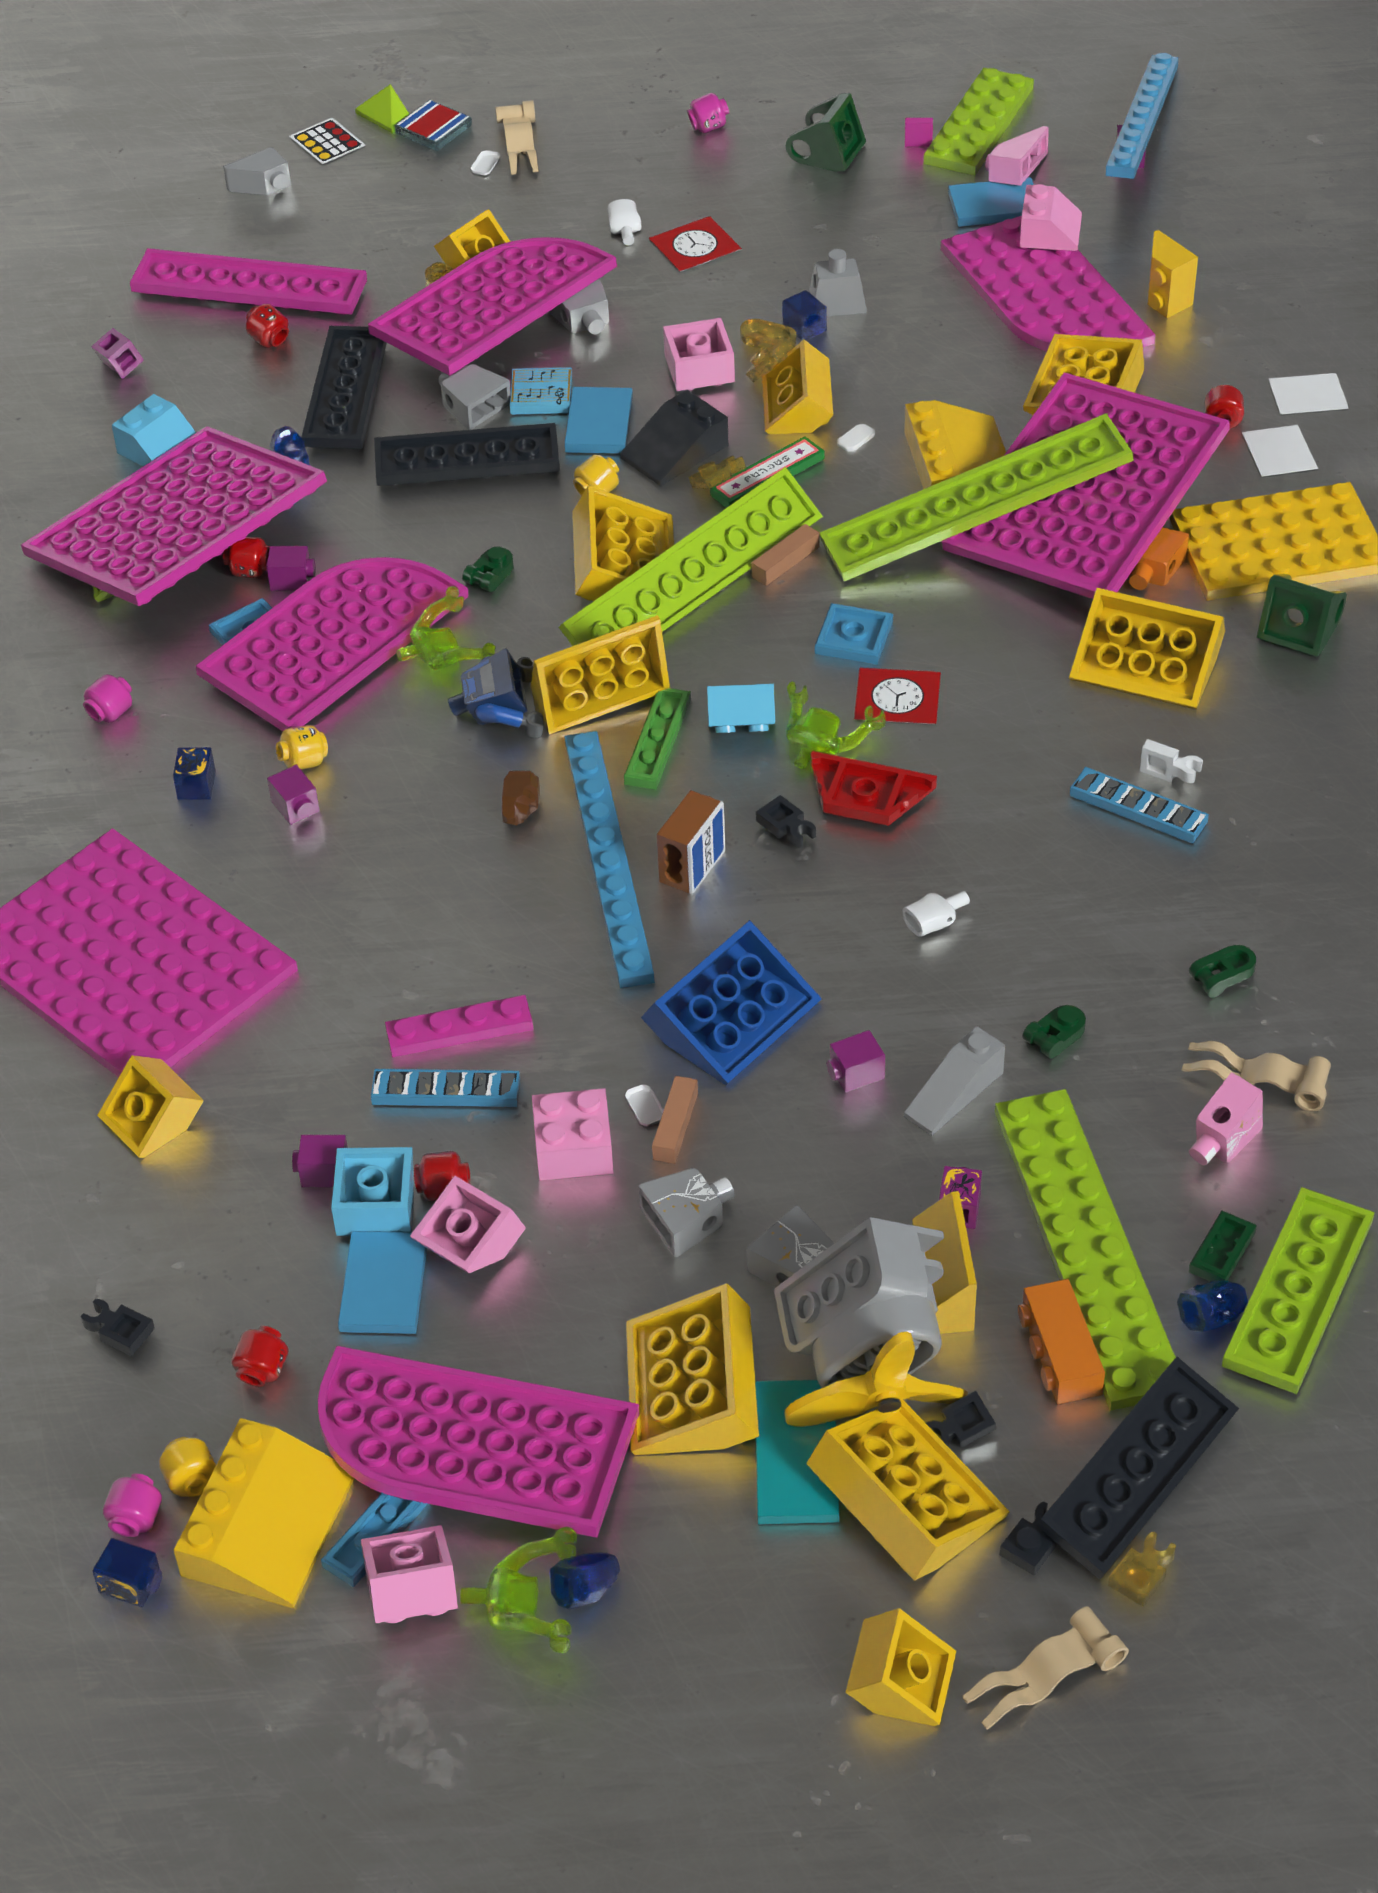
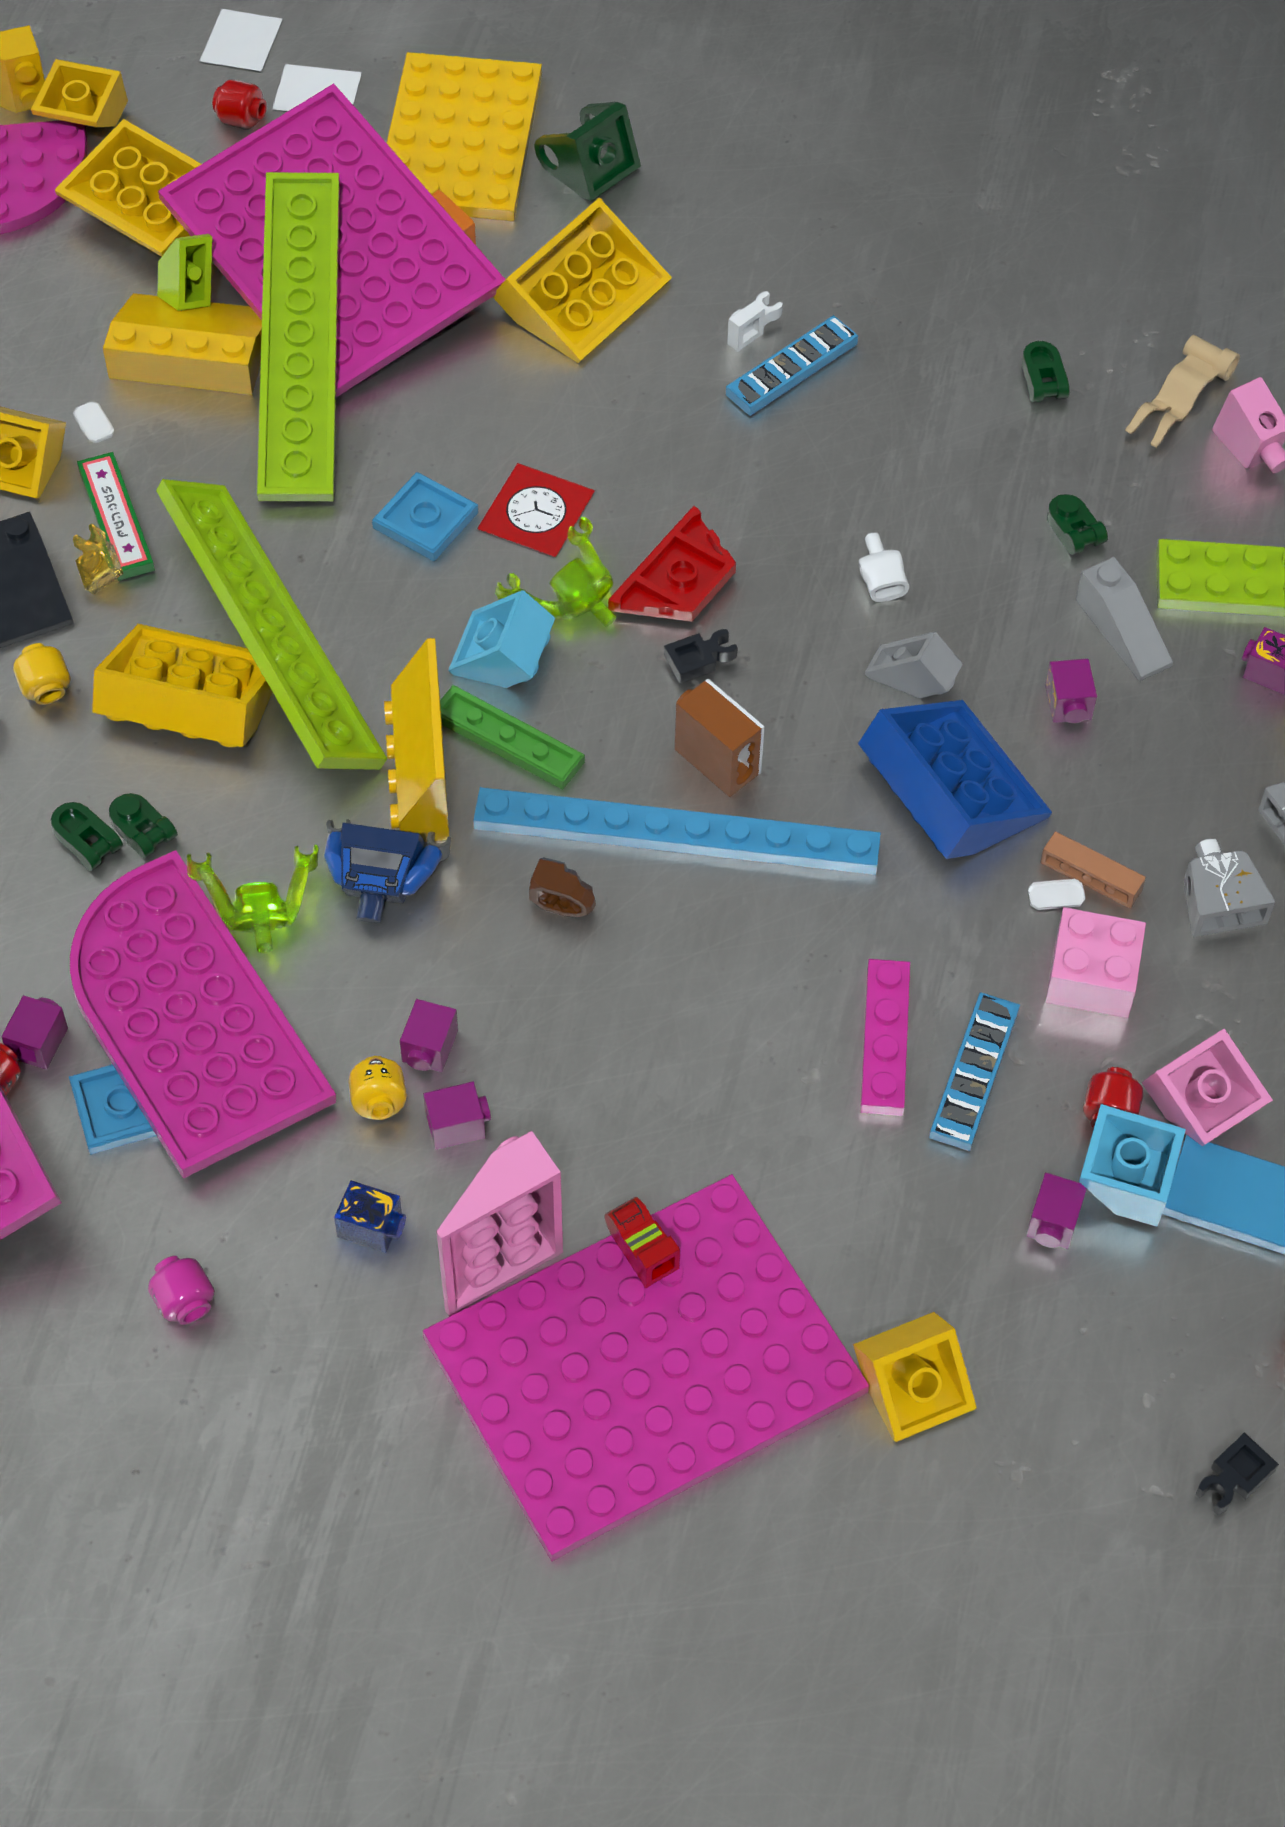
camera: 75 degrees left, 10 degrees up
(177, 813) = (501, 1223): none -> bright pink slope
(207, 913) = (643, 1241): none -> red leg
(356, 762) = (428, 1036): none -> magenta brick
(472, 535) = (75, 824): none -> dark green plate
(785, 554) = (270, 536): nougat piece -> none
(833, 957) = (916, 665): none -> light grey slope
(1006, 423) = (186, 273): none -> lime slope
(1162, 320) = (81, 95): none -> yellow slope

